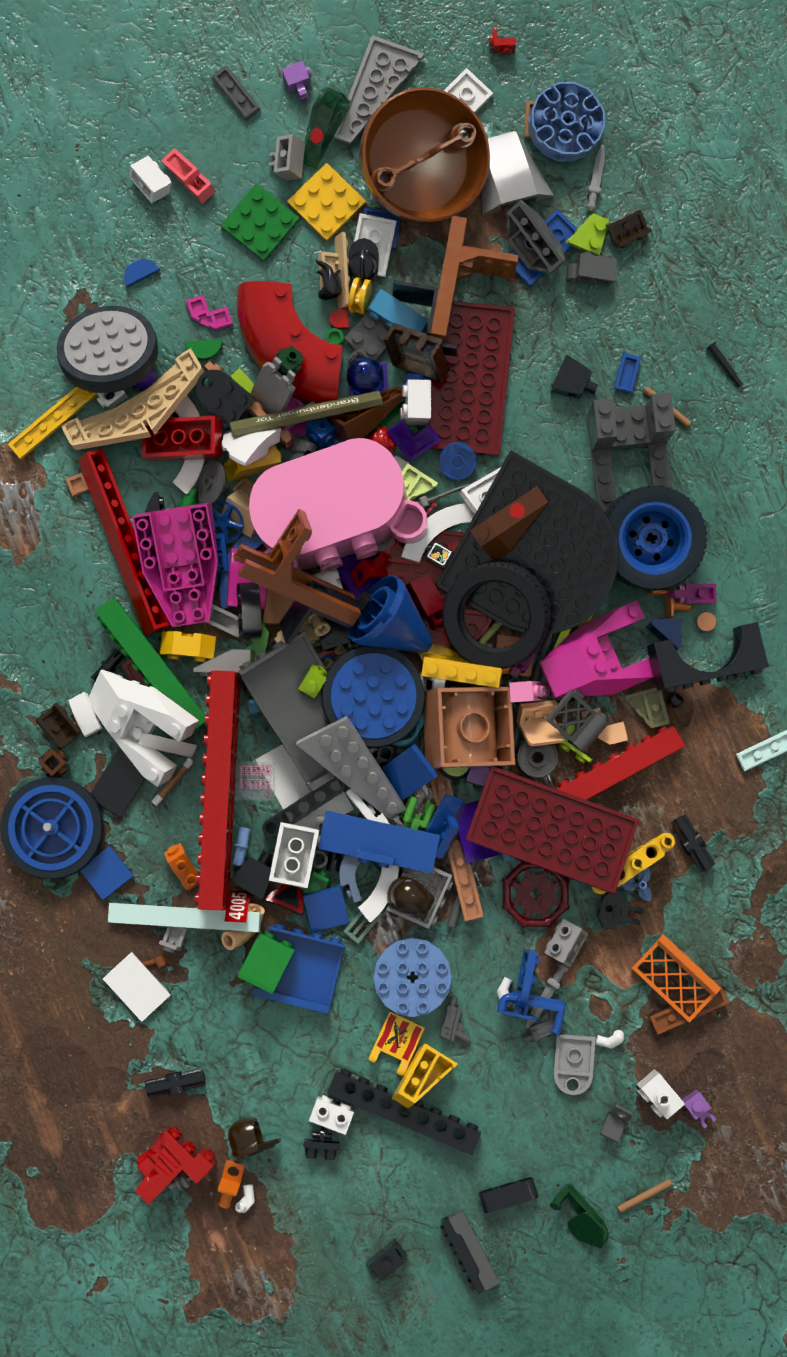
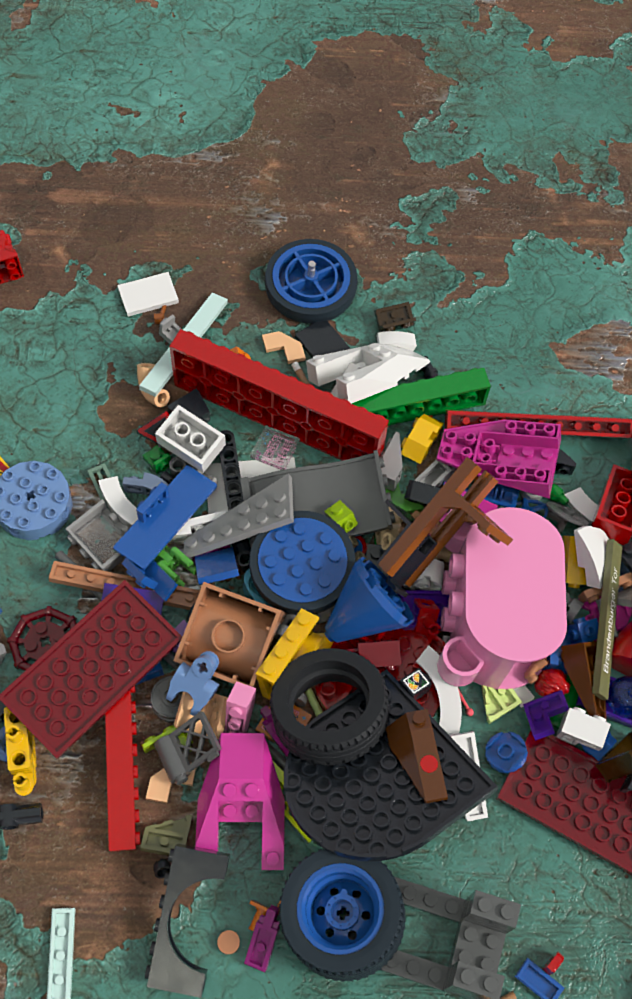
camera: 110 degrees right, 20 degrees down
(47, 763) = (364, 300): reddish brown brick -> none
(77, 484) = (605, 410): nougat tile -> none
(106, 872) = (253, 308): blue tile -> none
(136, 814) = (279, 341): none -> light nougat tile
(175, 1082) = (54, 289): black piece -> none
(237, 906) = (170, 380): red sticker -> none
(241, 846) = (223, 413): light blue axle -> none
(266, 962) = (109, 385): green slope -> none
(311, 971) = (91, 415): blue panel -> none
(326, 908) = (132, 456): blue tile -> none
(409, 897) = (101, 522): dark brown piece -> none
(425, 502) = (476, 705): light grey sword -> none
(524, 736) = (196, 681): none -> medium blue piece
(573, 379) = (552, 914): black torso -> none
(609, 366) = (553, 963): none -> red tile
(666, 630) = (235, 888): dark blue slope -> none

